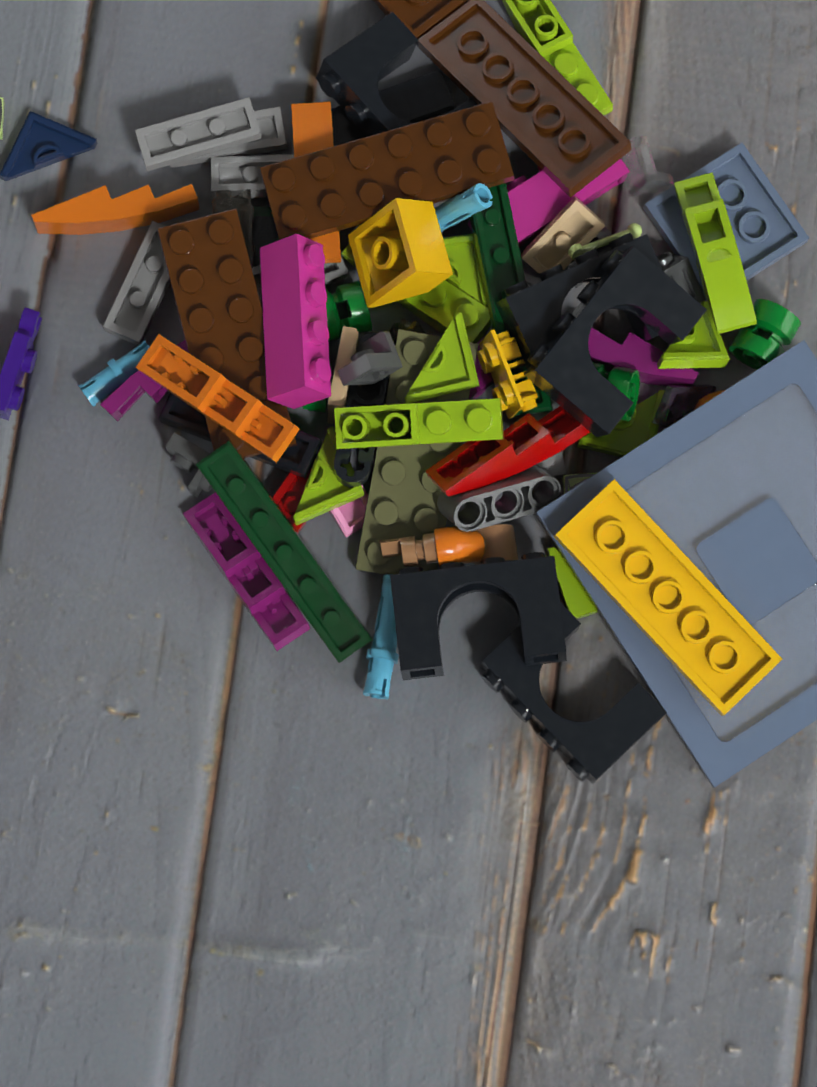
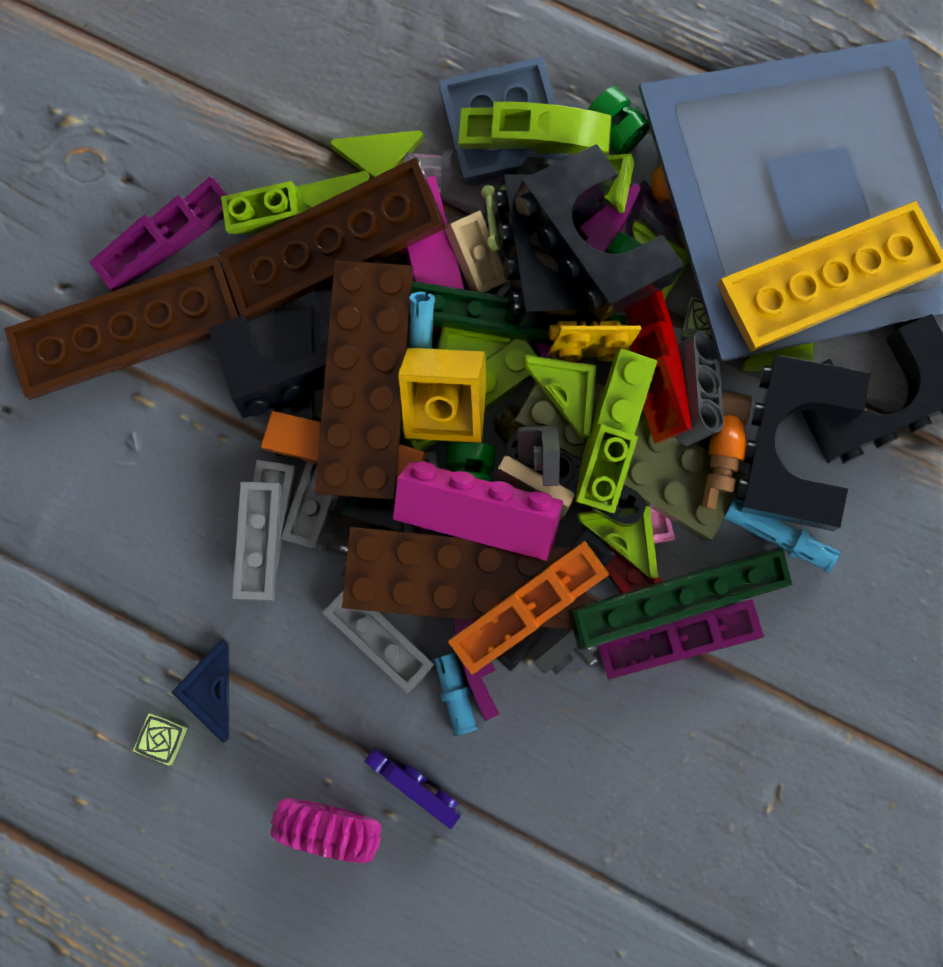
camera: 60 degrees left, 0 degrees up
(99, 213) = (295, 659): orange slope -> none
(644, 113) = (379, 151): none -> lime tile

